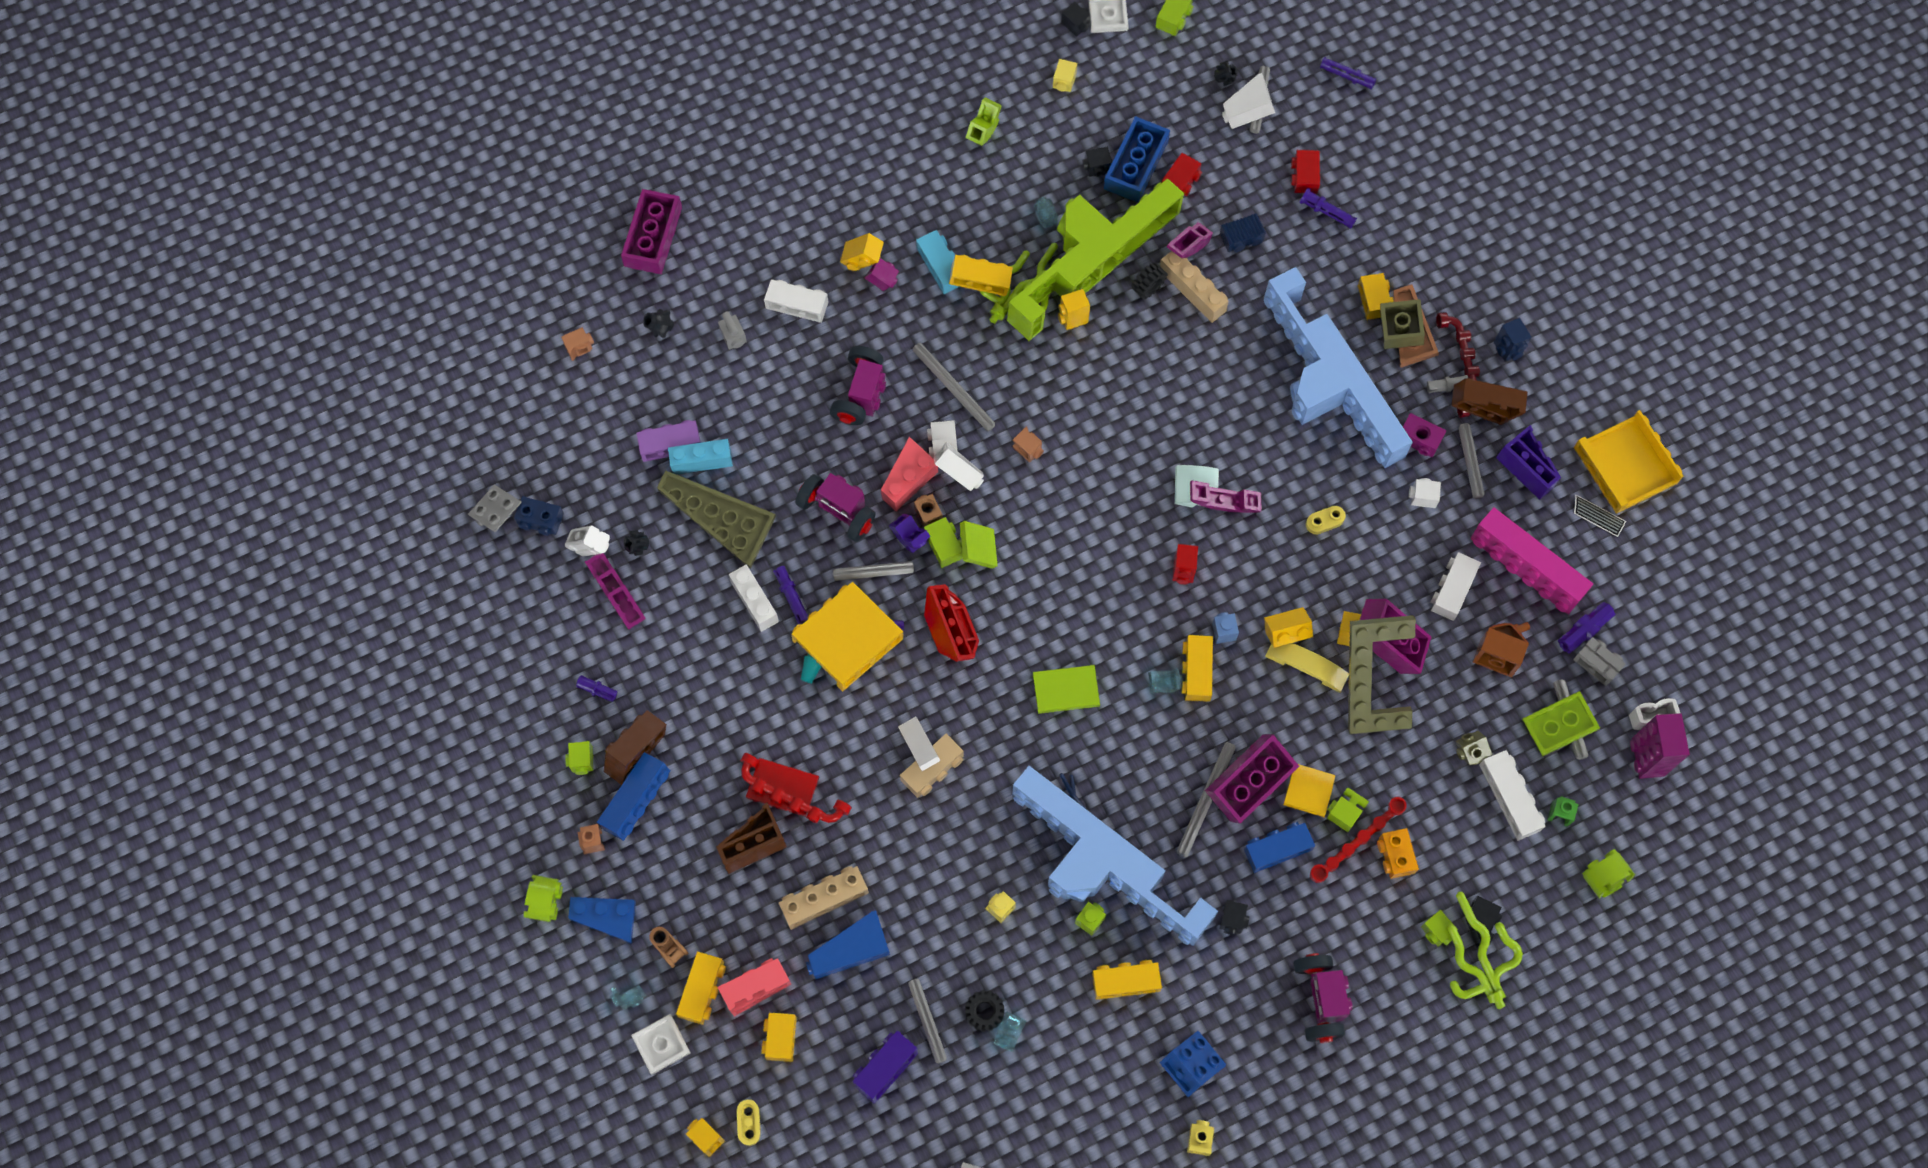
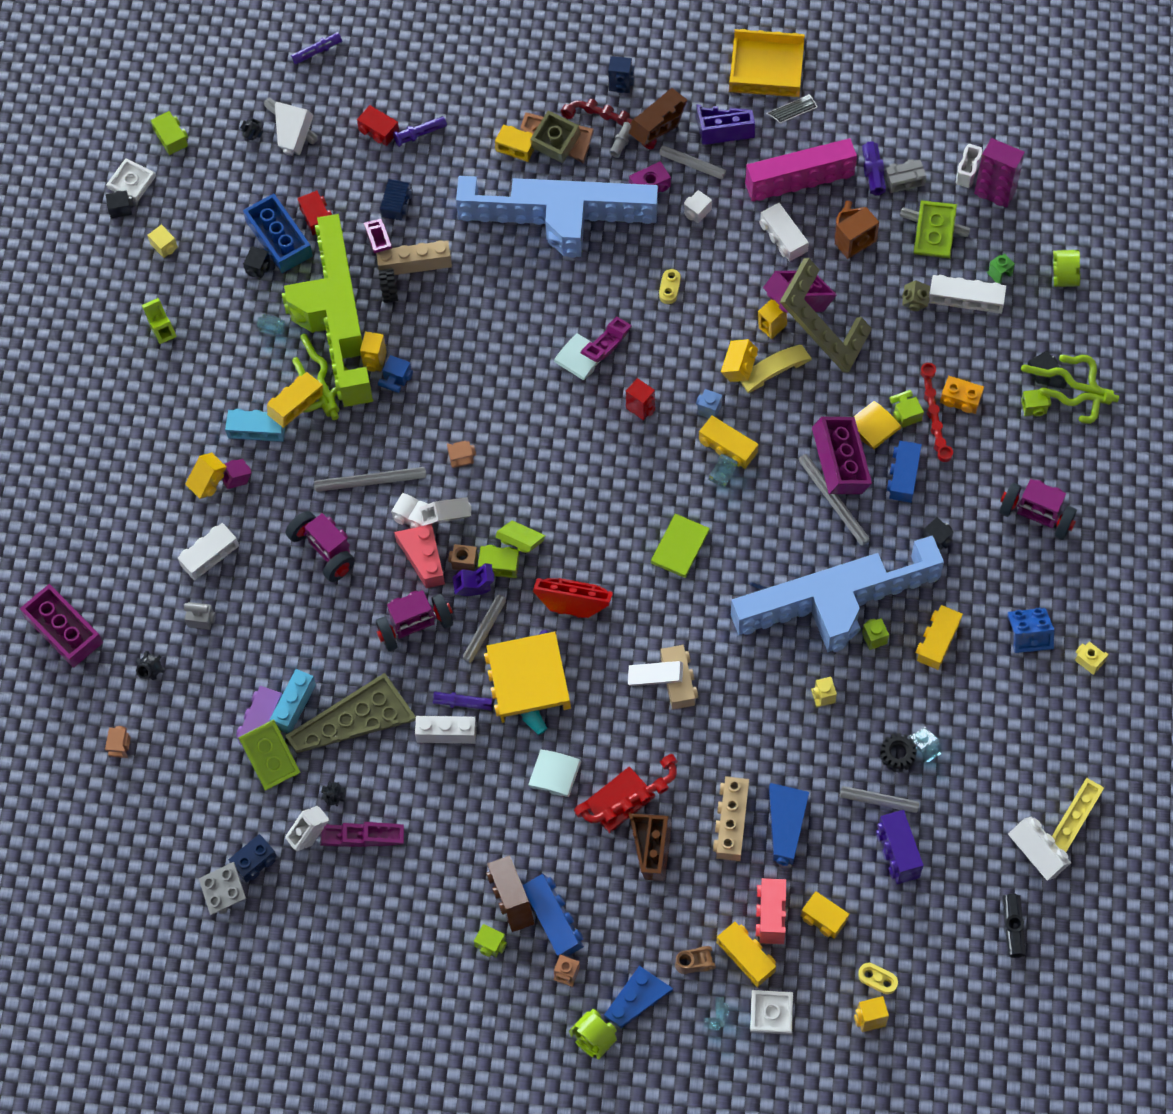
camera: 55 degrees left, 5 degrees down
(596, 688) = (438, 896): dark purple axle -> none
(637, 468) = (269, 754): none -> lime tile
(772, 715) = (554, 773): none -> light aqua slope
(1071, 341) = (395, 371): none -> blue brick

